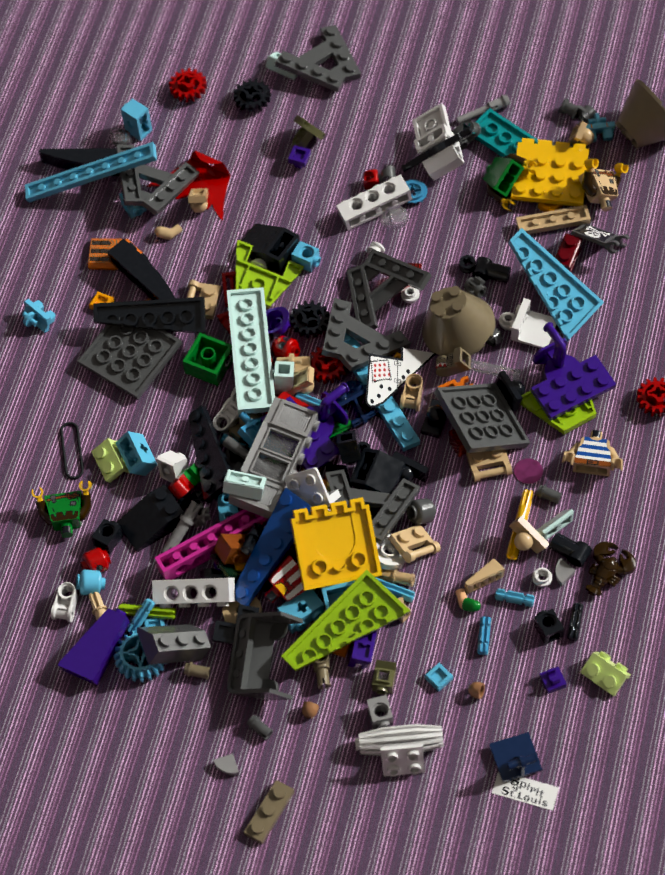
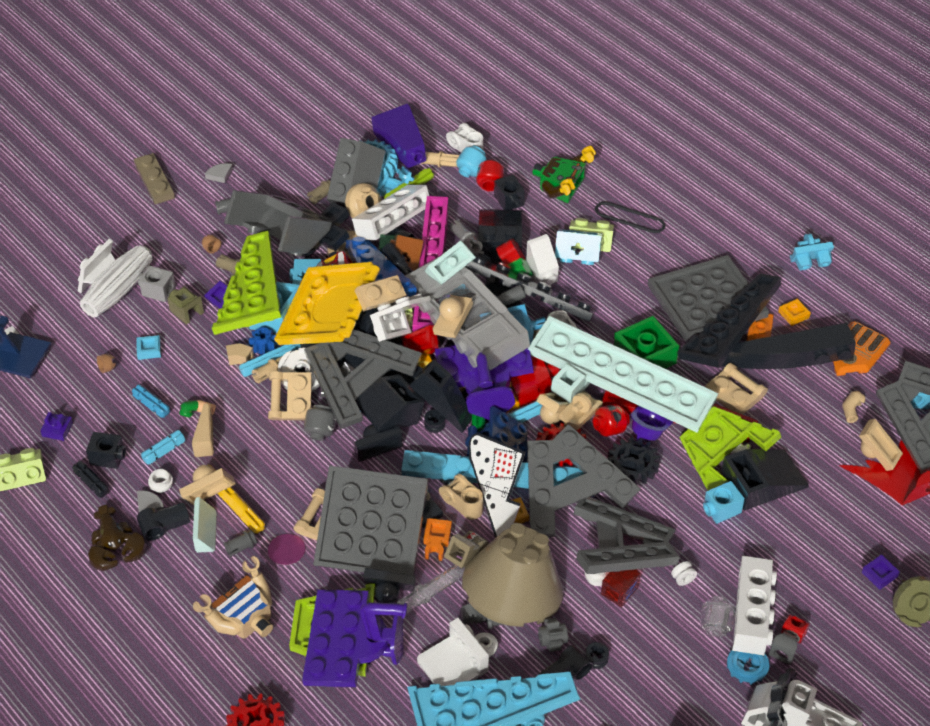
camera: 120 degrees right, 10 degrees down
(193, 620) = (357, 196): none -> tan piece
(294, 450) = (452, 315): none -> tan tile
(314, 496) = (380, 293): none -> tan plate

